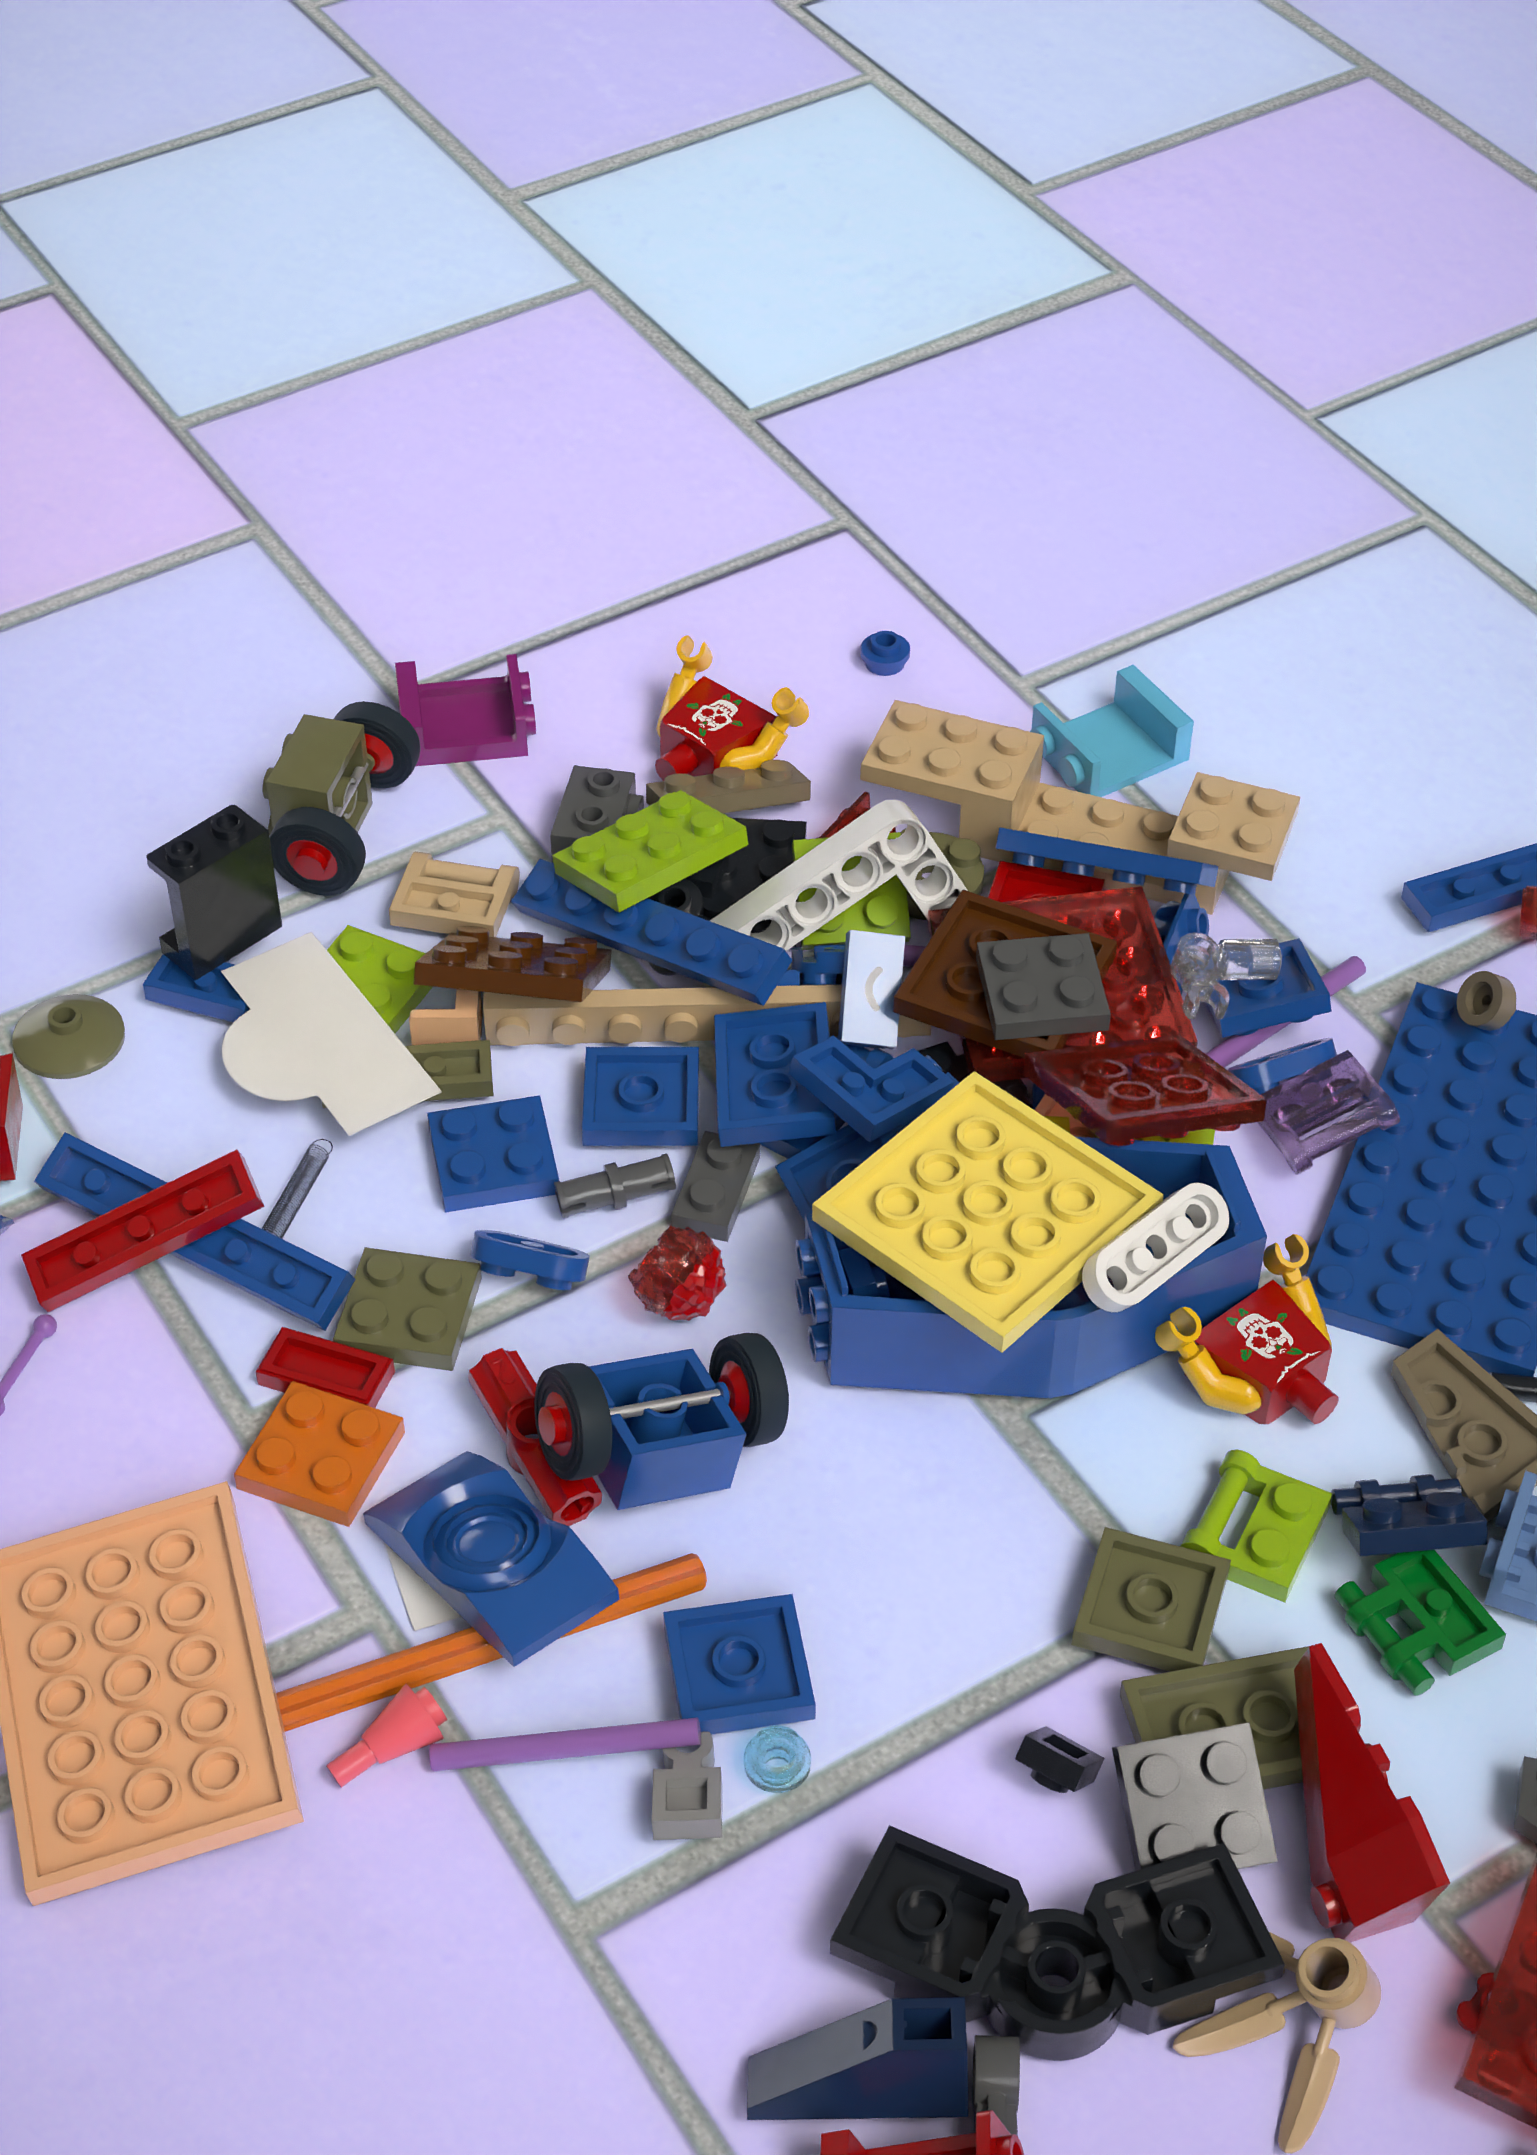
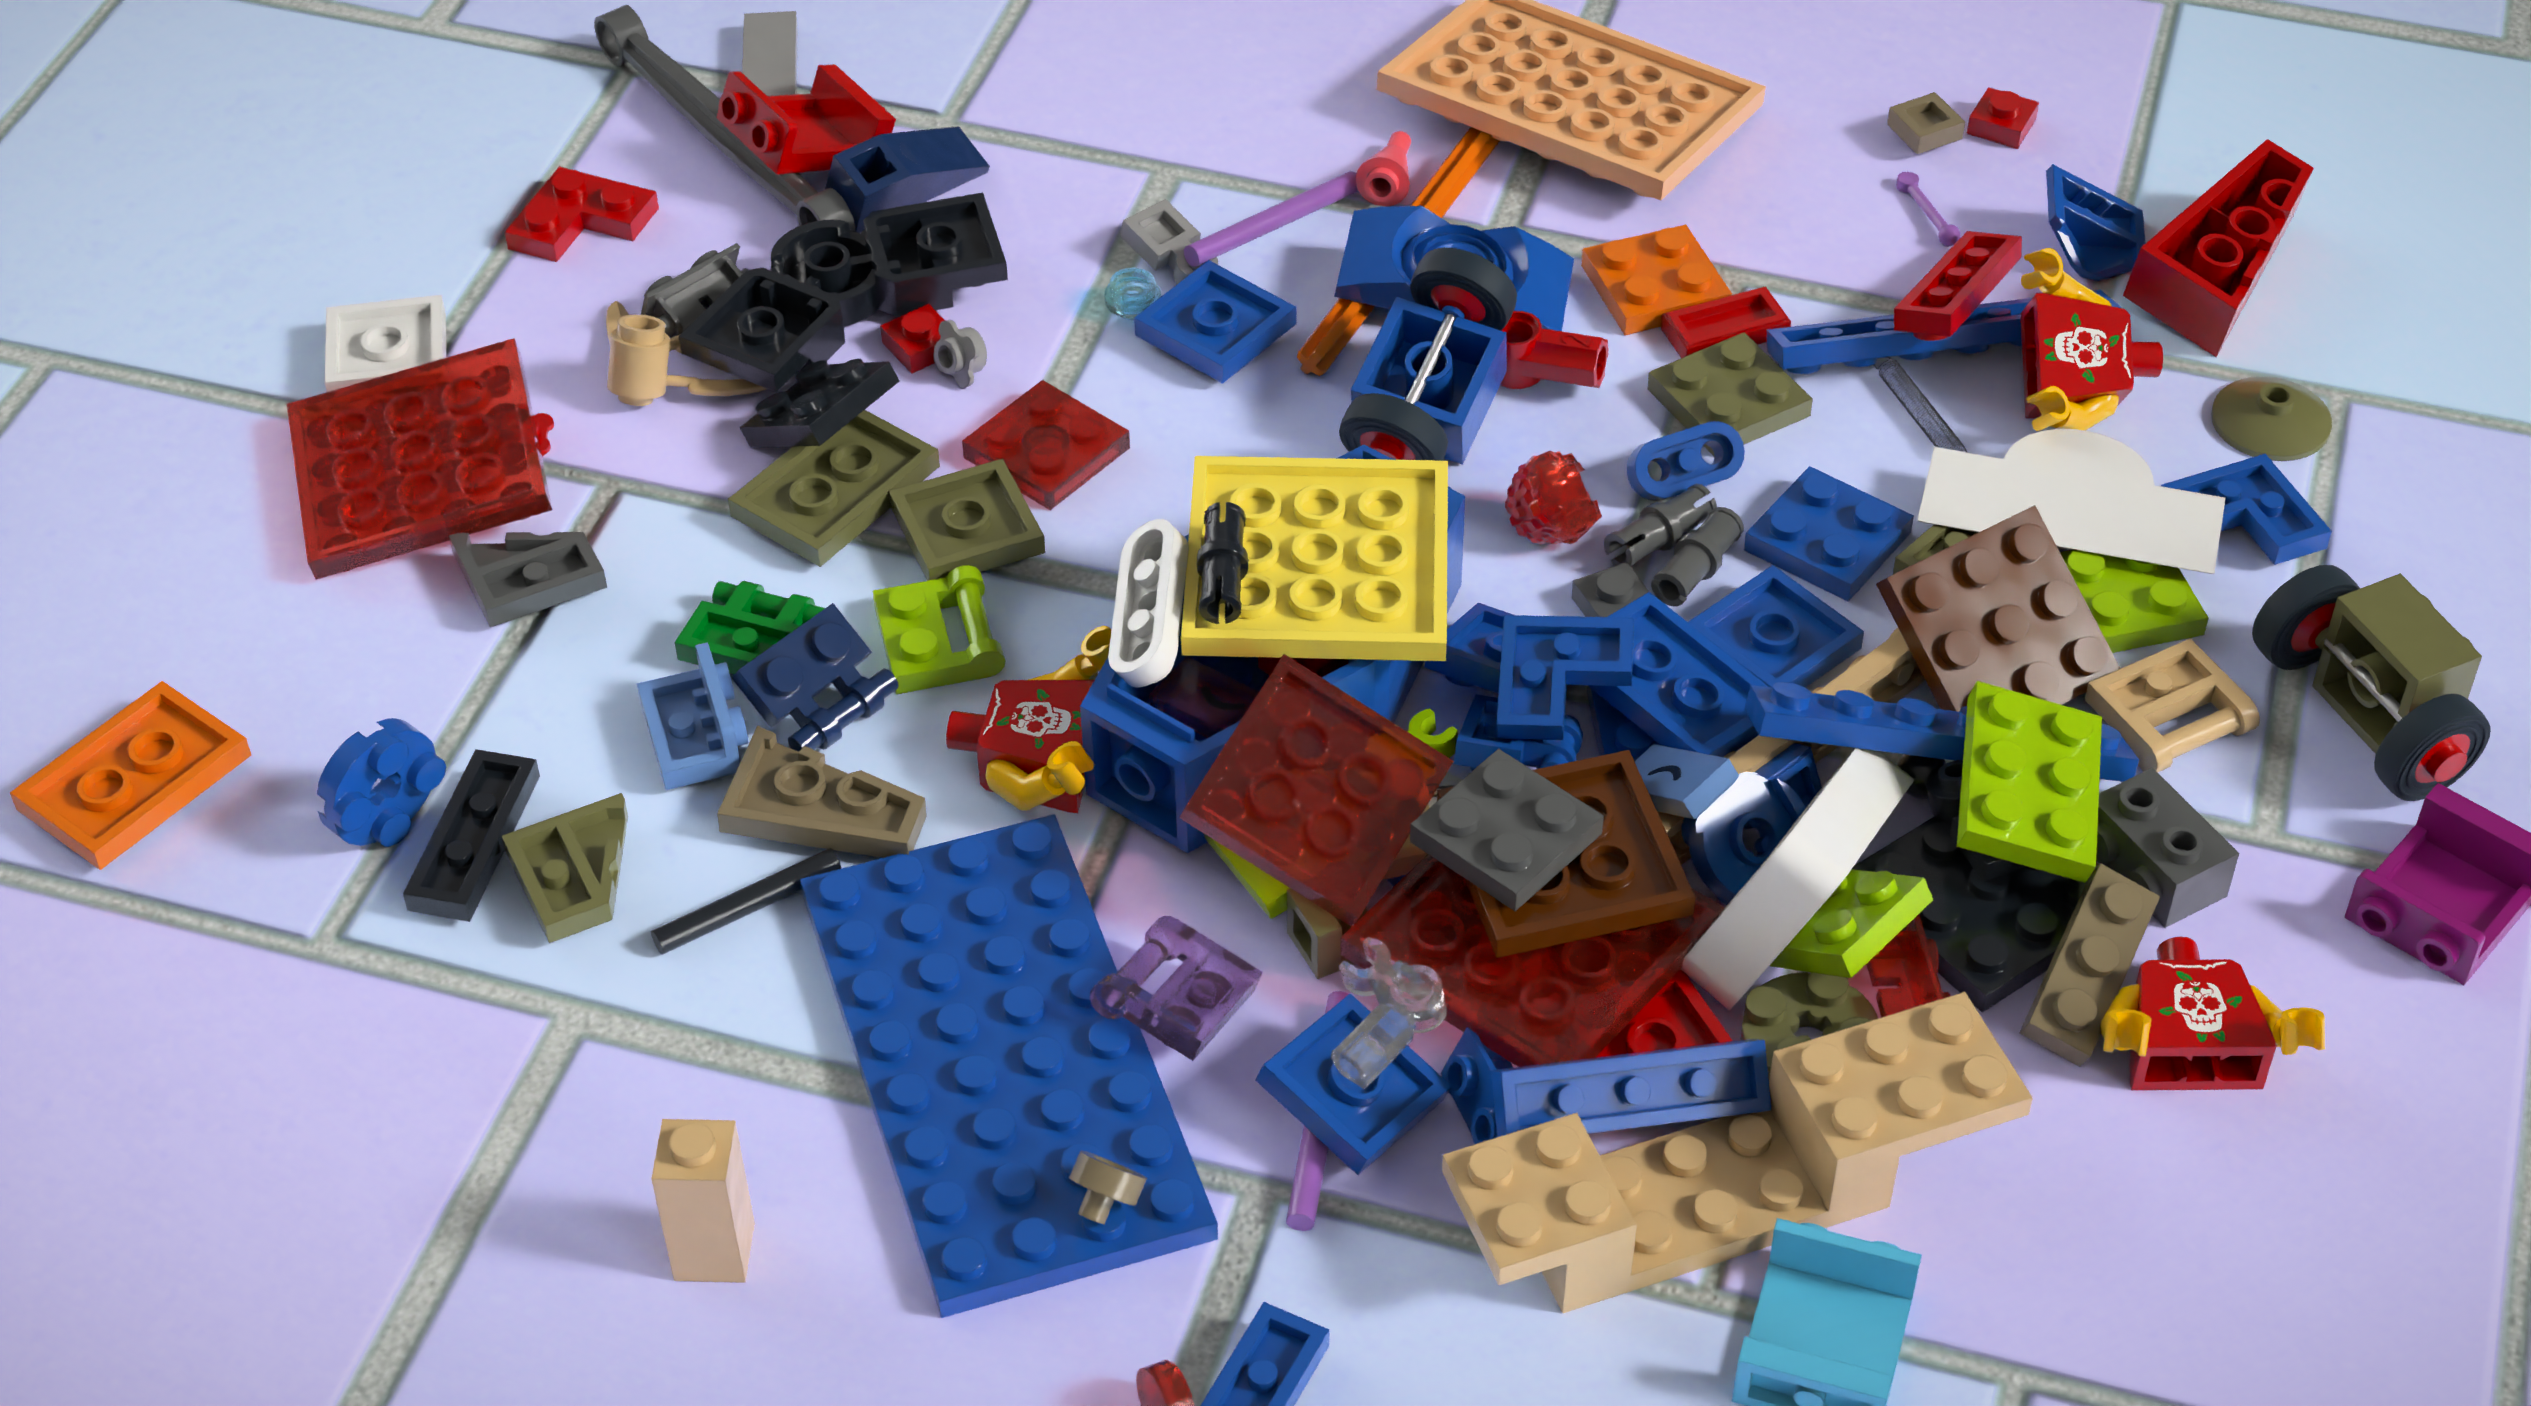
camera: 140 degrees right, 0 degrees up
(165, 1119) = (2076, 350): none -> torso
(217, 890) = (2284, 434): black panel -> none
(609, 1225) = (1660, 526): none -> dark grey pin
(885, 653) = (2185, 1301): blue plate -> none
(1004, 1792) = (960, 352): none -> light grey plate
(1005, 1653) = (1048, 443): none -> clear red plate
(1022, 1854) = (913, 337): none -> red plate
(1058, 1761) = (940, 388): black plate -> none
(1086, 1208) = (1222, 563): none -> black pin
(1217, 2083) = (680, 298): none -> dark grey hinge
(1268, 1070) = (1253, 1032): blue plate -> none
(1365, 1846) = (691, 440): red wedge -> none

